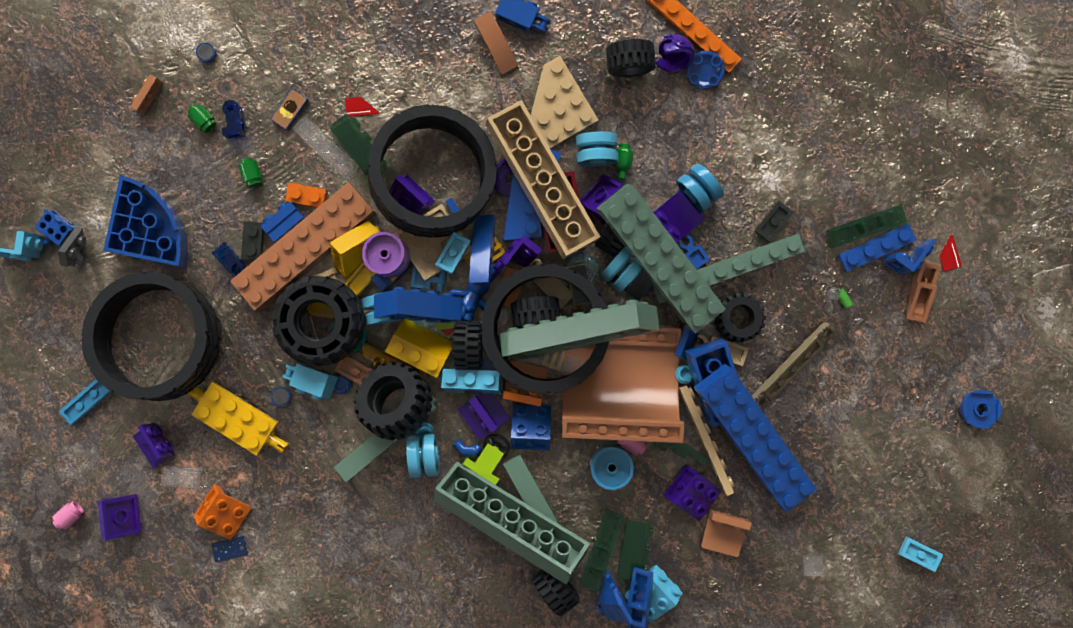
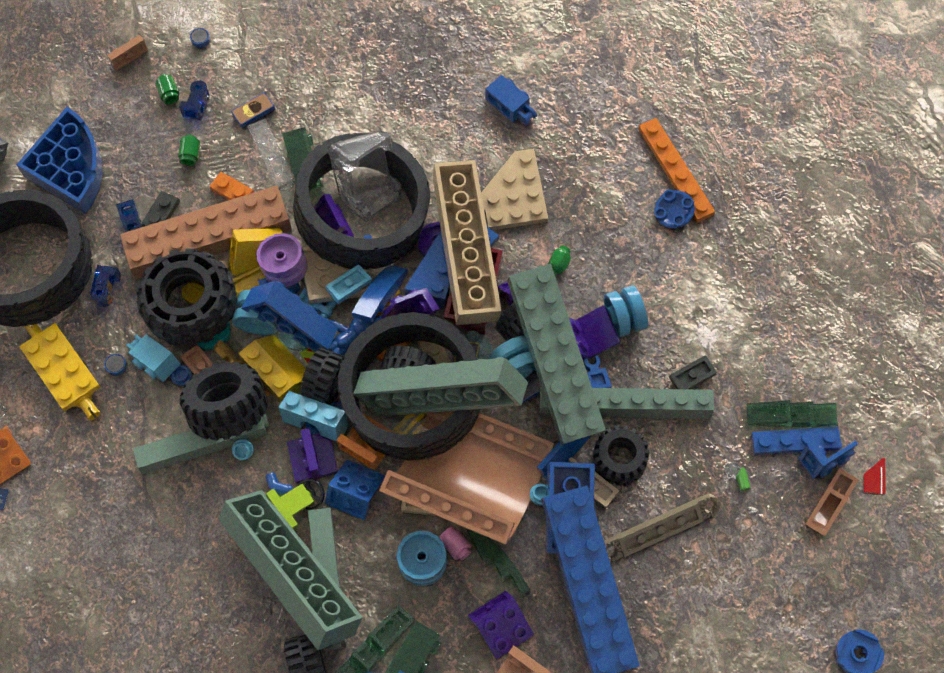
camera: 20 degrees right, 20 degrees down
(235, 330) = (103, 284): none -> clear blue leg
(283, 221) = (196, 200): blue brick -> none
(358, 106) = (319, 130): red sticker -> none
(421, 455) = (228, 470): medium azure wheel -> none
(424, 146) = (364, 175): none -> clear windscreen
(495, 43) = (475, 117): nougat slope -> none
(597, 149) = (534, 239): medium azure wheel -> none
(630, 57) = (601, 168): black tyre -> none
(676, 53) = (650, 182): dark purple helmet -> none
(709, 446) = (538, 580): tan plate -> none

